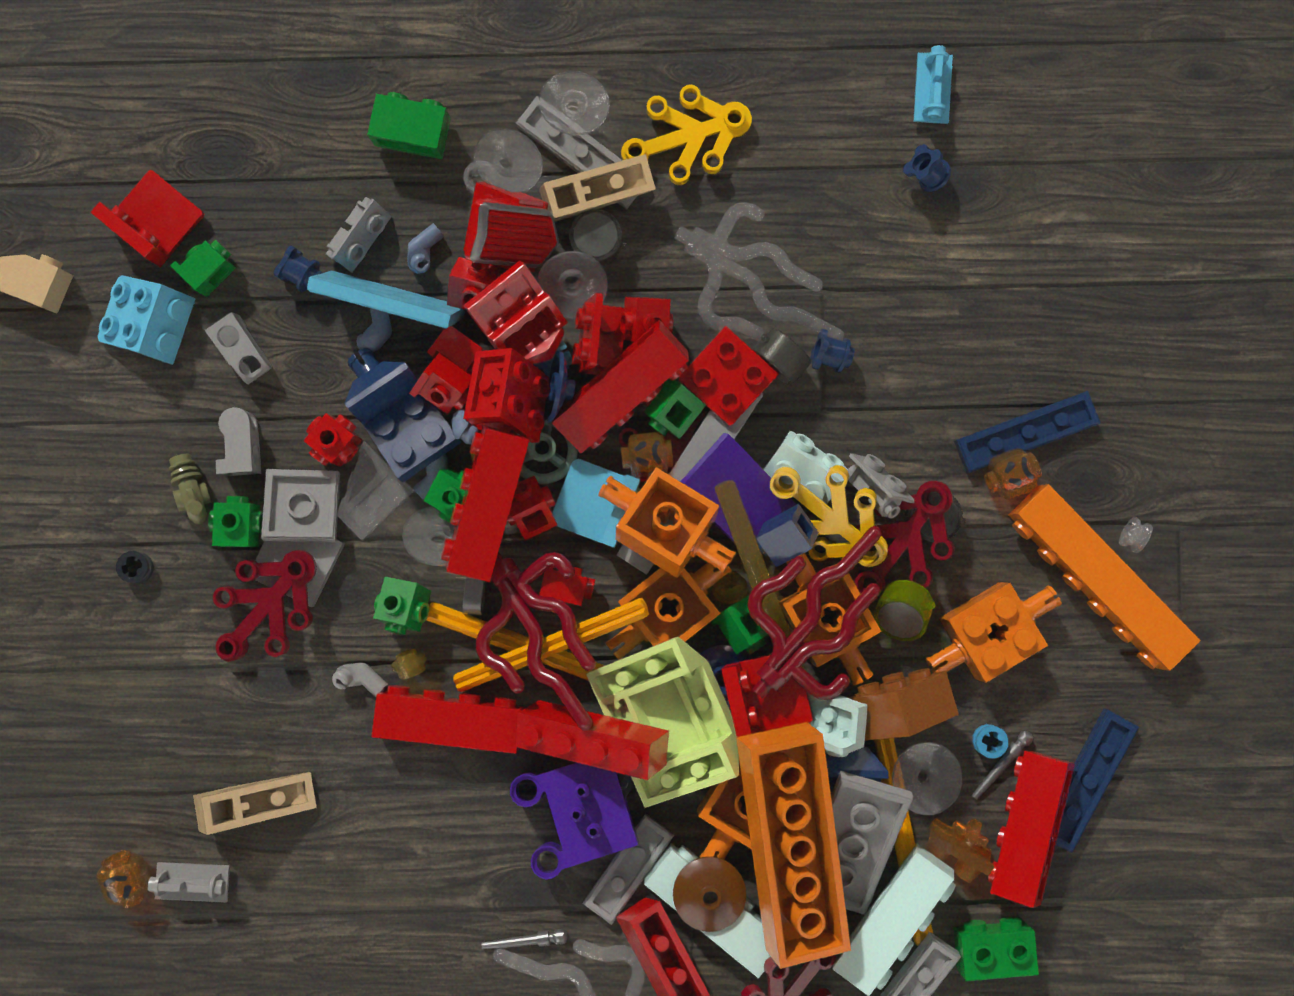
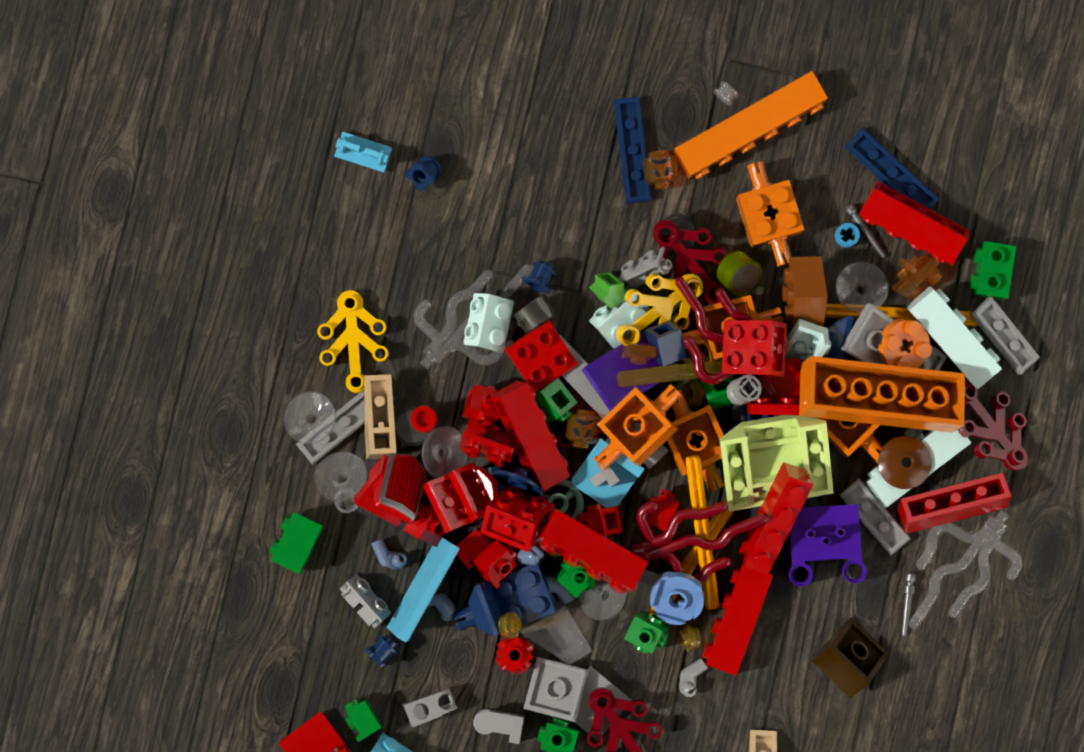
camera: 80 degrees left, 0 degrees up
(365, 421) = (510, 625): none -> clear yellow plate
(433, 884) = (851, 658): none -> dark brown slope
(472, 628) = (677, 583): none -> medium blue plate
(594, 503) = (604, 475): none -> light grey tile
(608, 245) = (423, 419): none -> red tile
(747, 646) = (738, 391): none -> light grey wheel
(756, 298) = (488, 322): none -> light aqua bracket
(765, 502) = (638, 353): none -> clear orange plate
(813, 653) = (754, 347): none -> red bracket
(838, 443) = (608, 289): none -> bright green piece
(873, 874) = (918, 344): none -> orange plate

